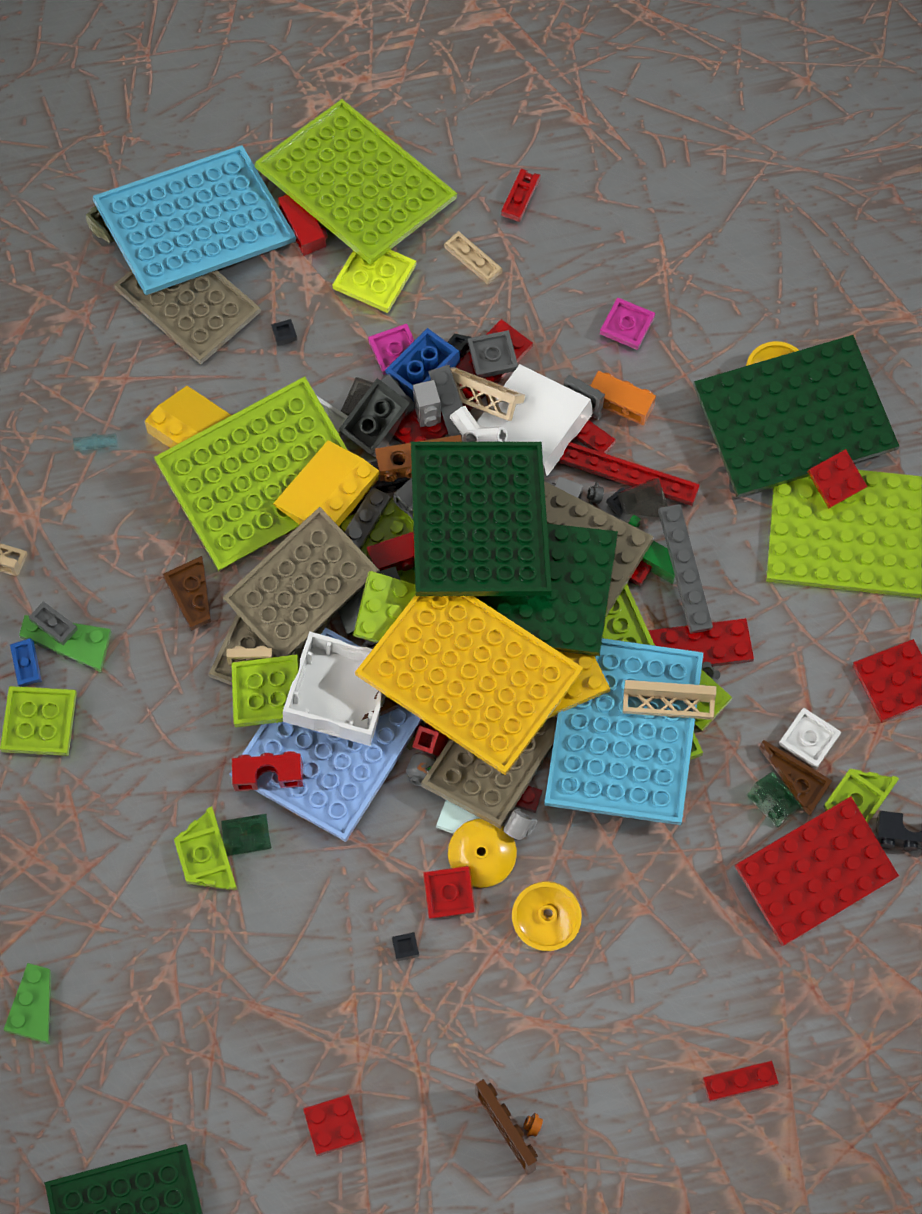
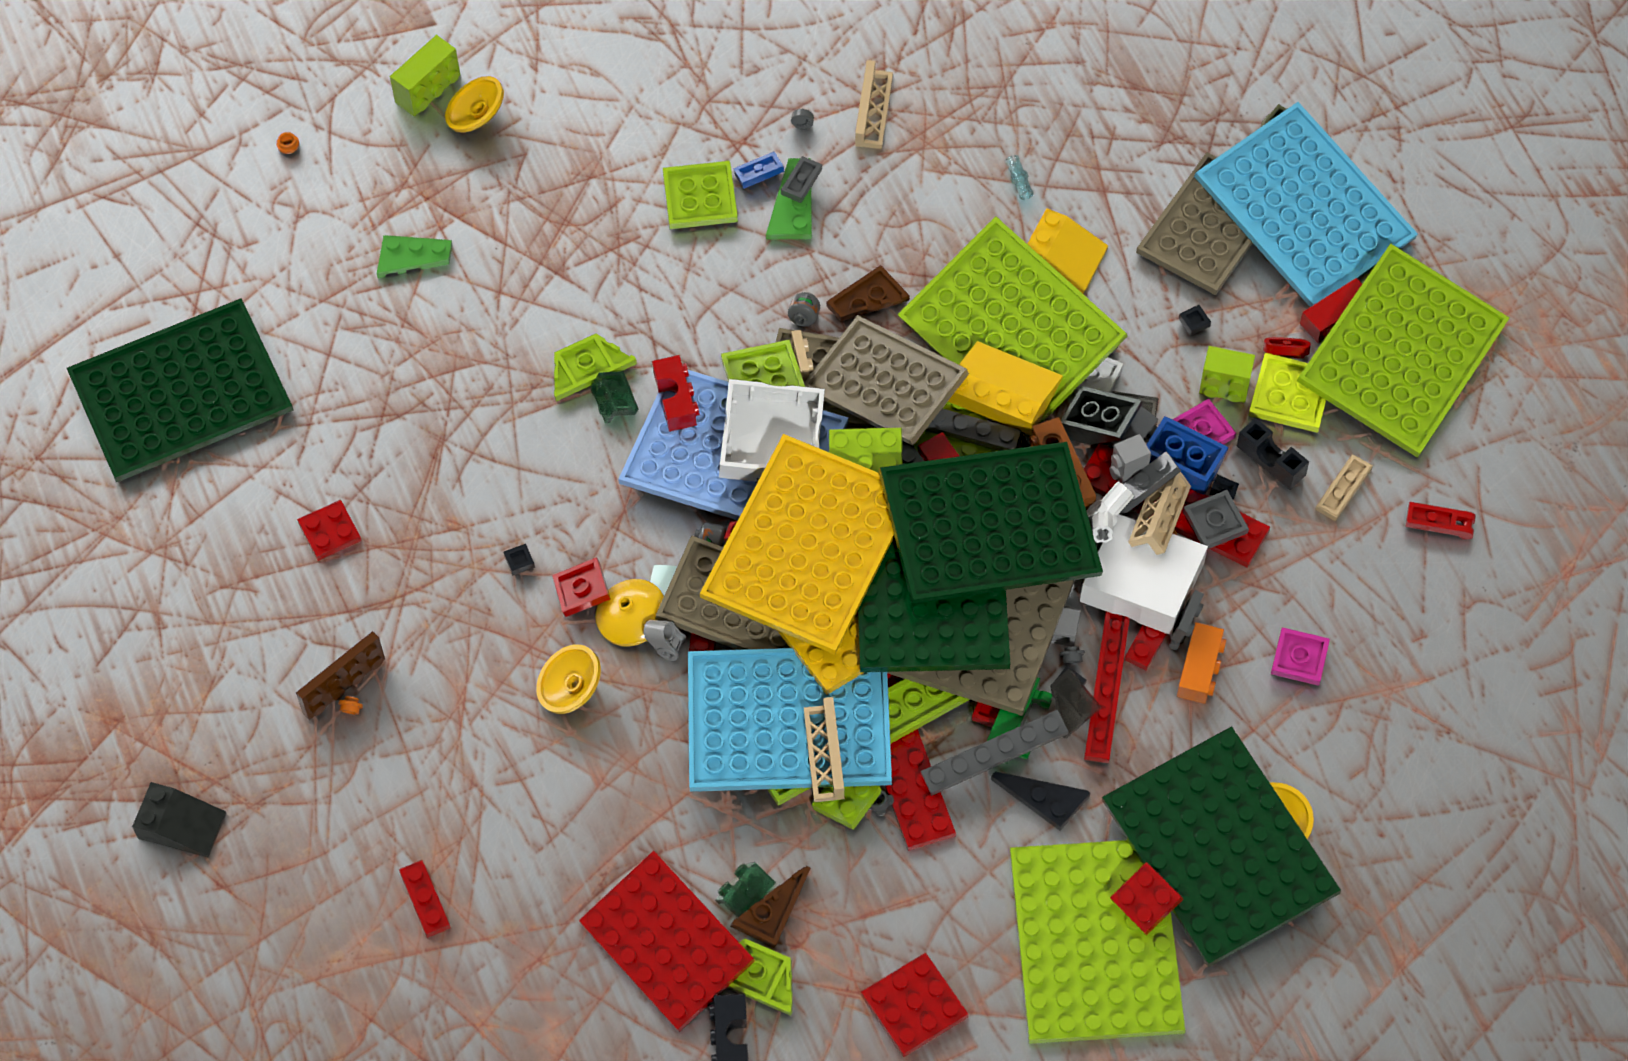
camera: 80 degrees right, 5 degrees down
(193, 648) = (804, 309): none -> dark grey head
(329, 267) = (1292, 347): none -> red plate
(351, 315) = (1226, 374): none -> lime brick
(448, 293) = (1258, 444): none -> black arch
(726, 540) = (1048, 800): none -> black wing
(809, 738) = (823, 917): white plate -> none

